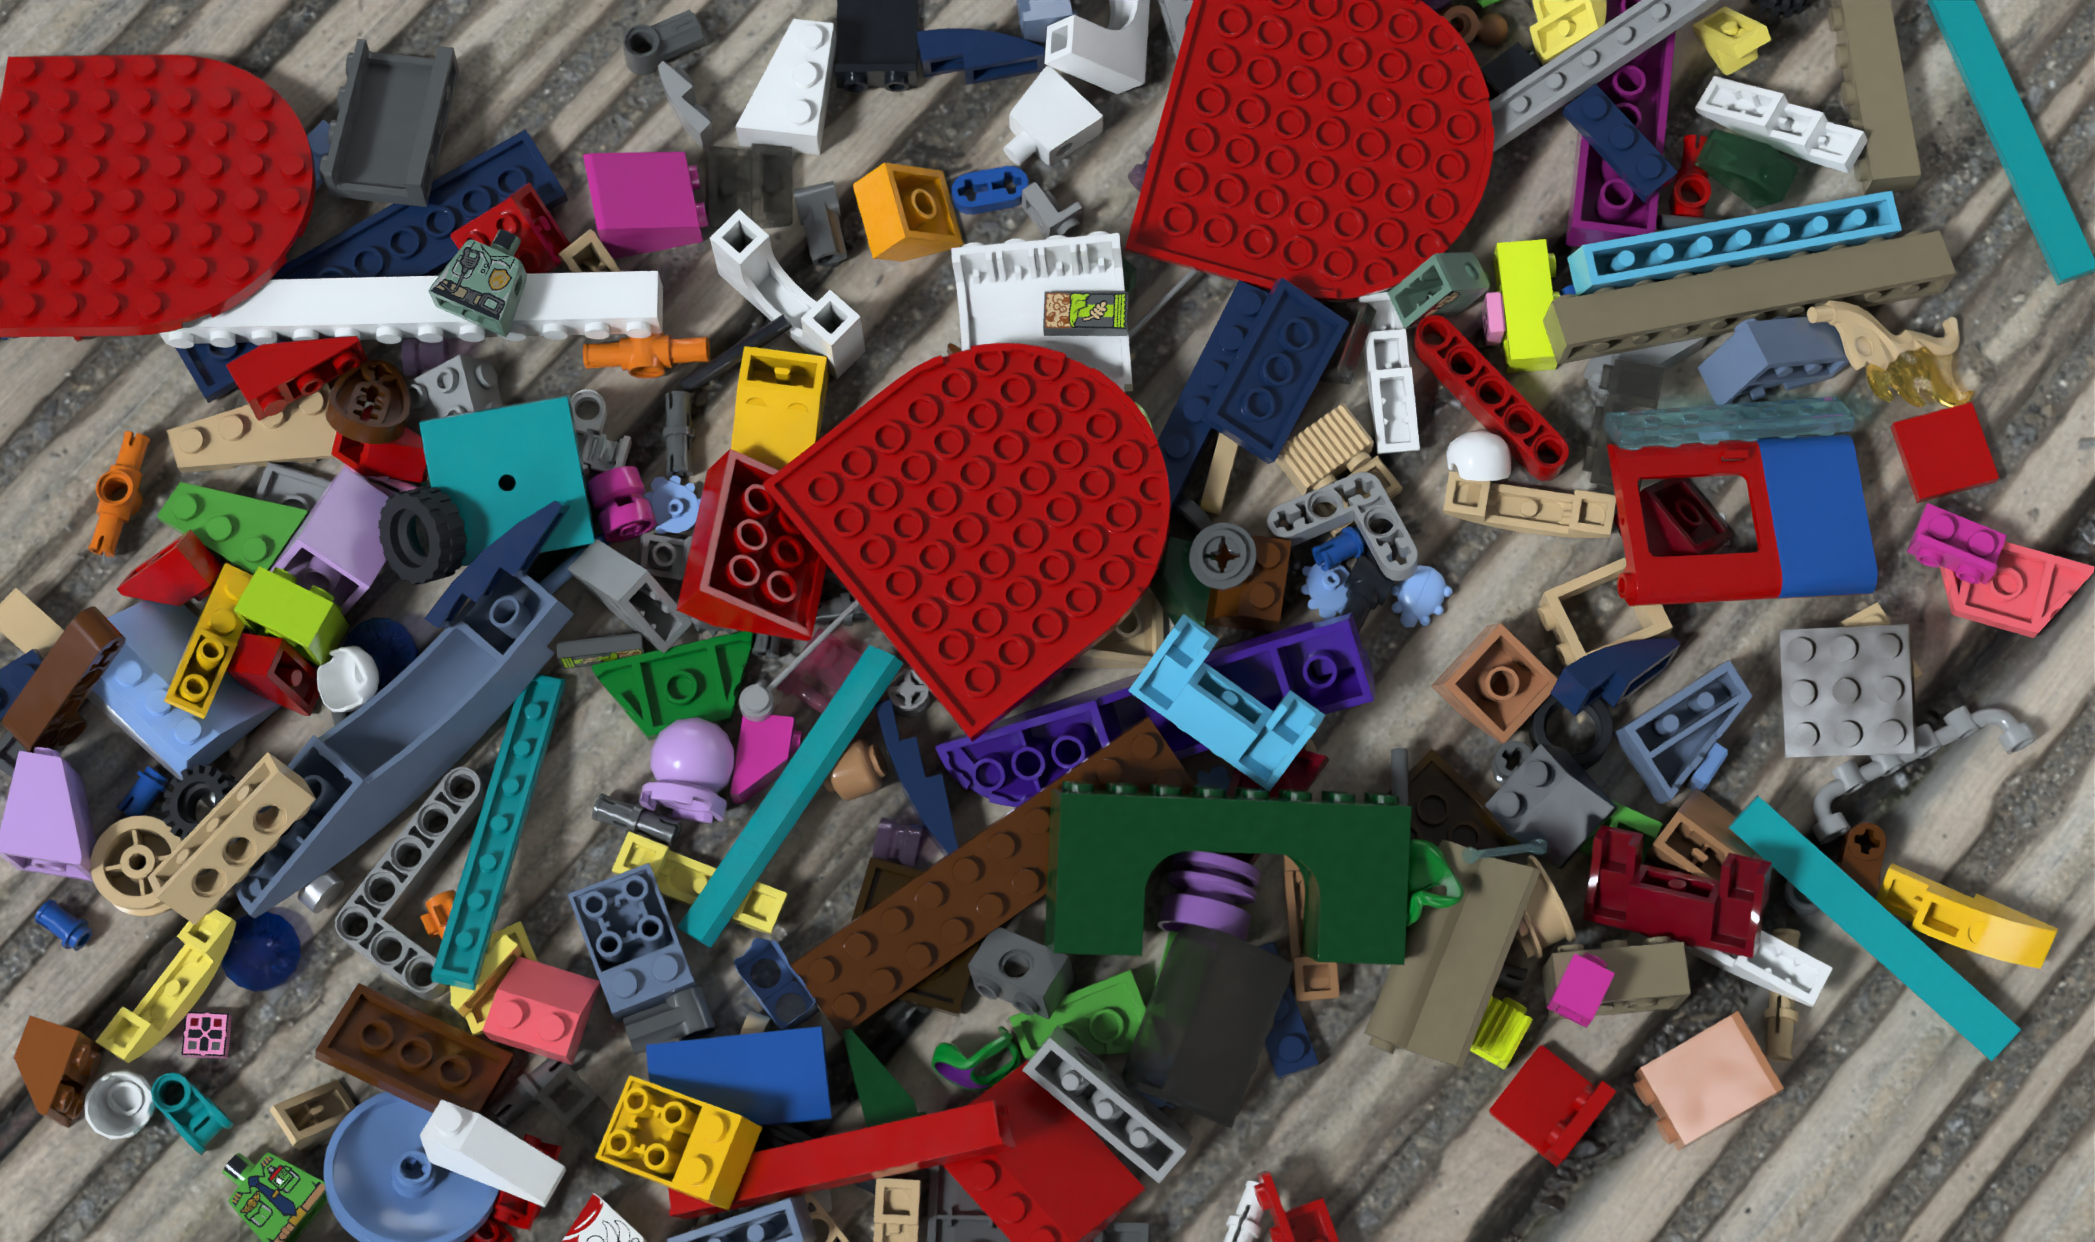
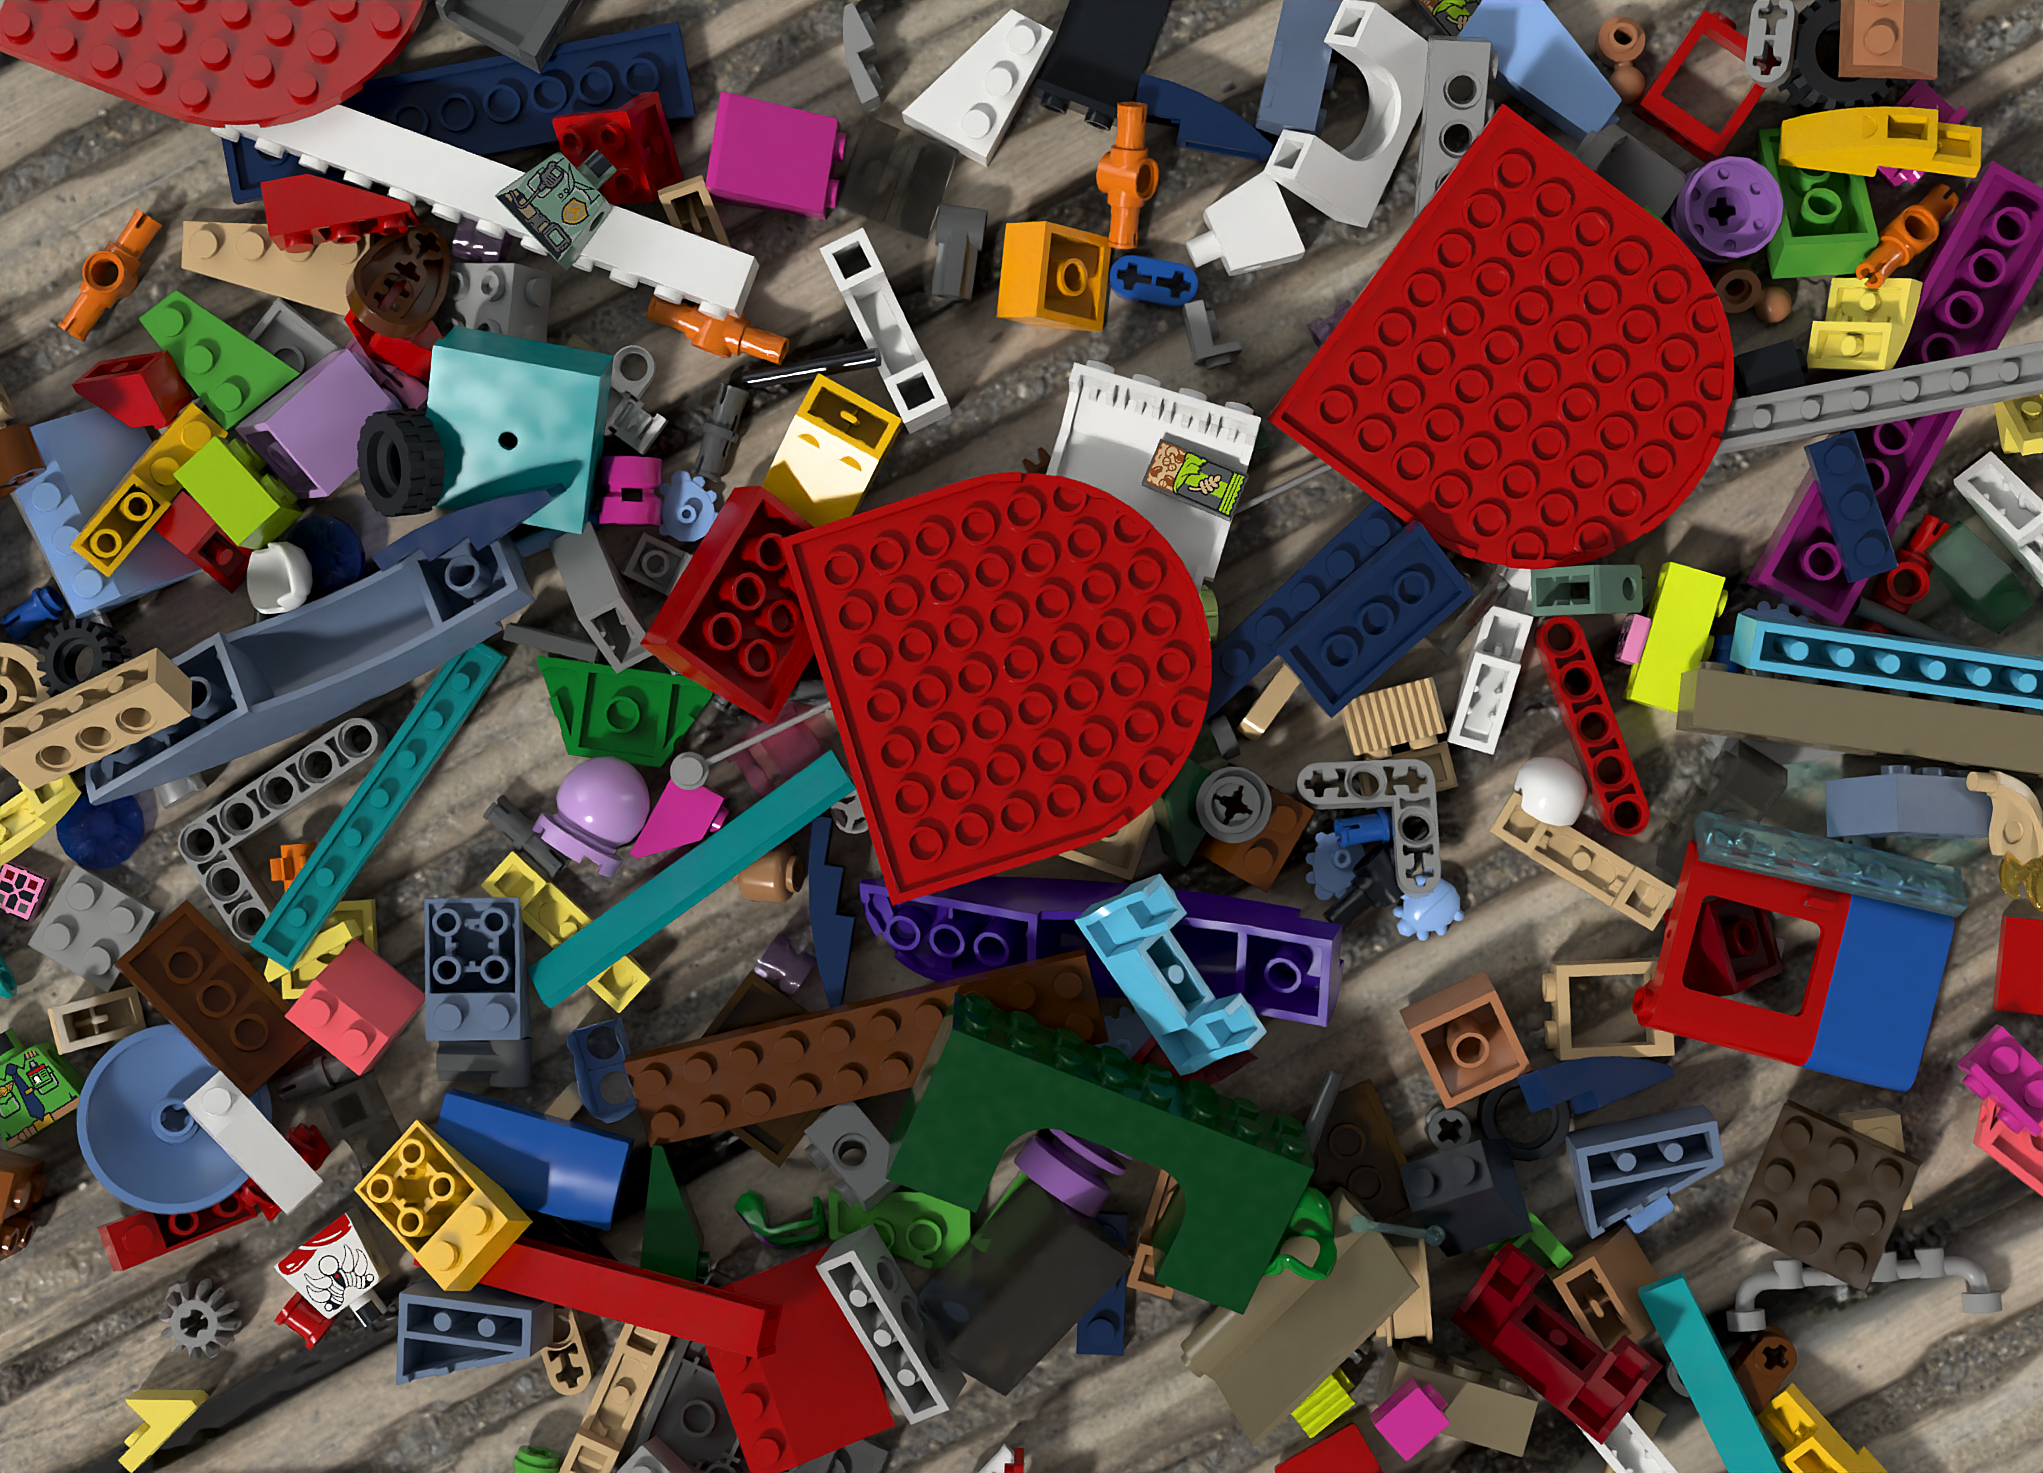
camera: 20 degrees right, 15 degrees up
(281, 1041) = (92, 926): none -> light grey plate
(936, 112) = (1127, 175): none -> orange pin

